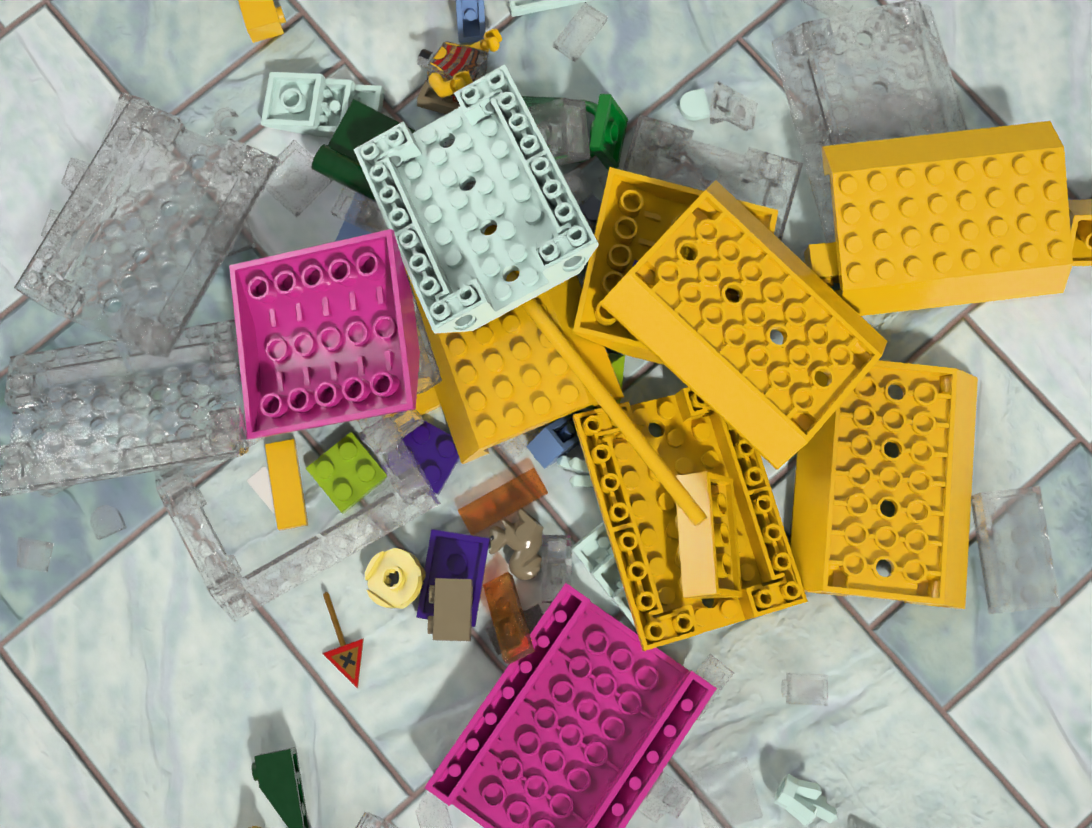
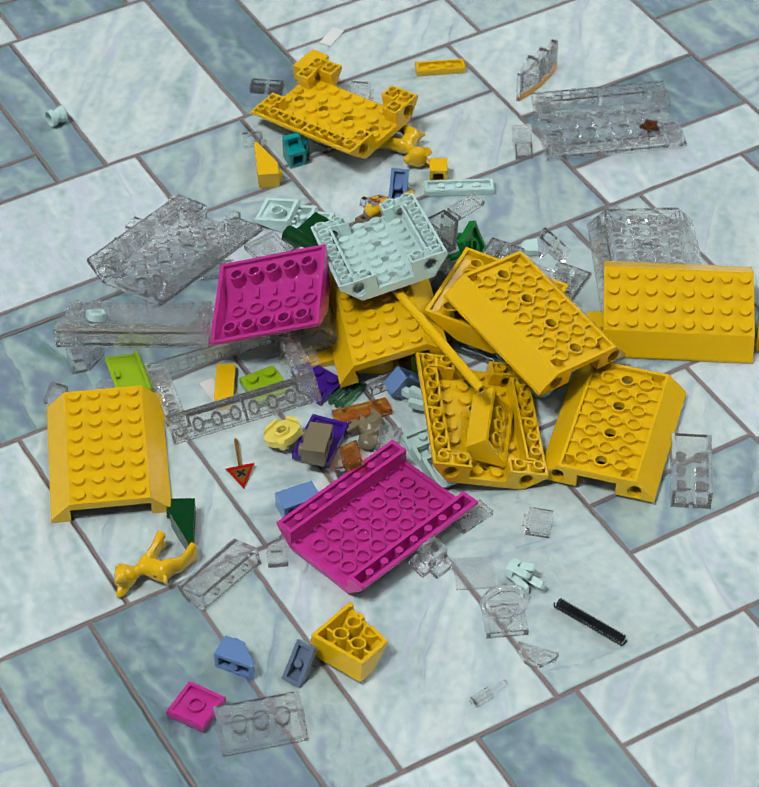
camera: 10 degrees right, 35 degrees down
(58, 389) = (96, 315): none -> light aqua tile
(139, 668) = (107, 451): none -> yellow slope
(141, 504) = (127, 370): none -> lime door
(444, 711) = (293, 497): none -> medium blue brick
(464, 489) = (348, 397): none -> clear green tile

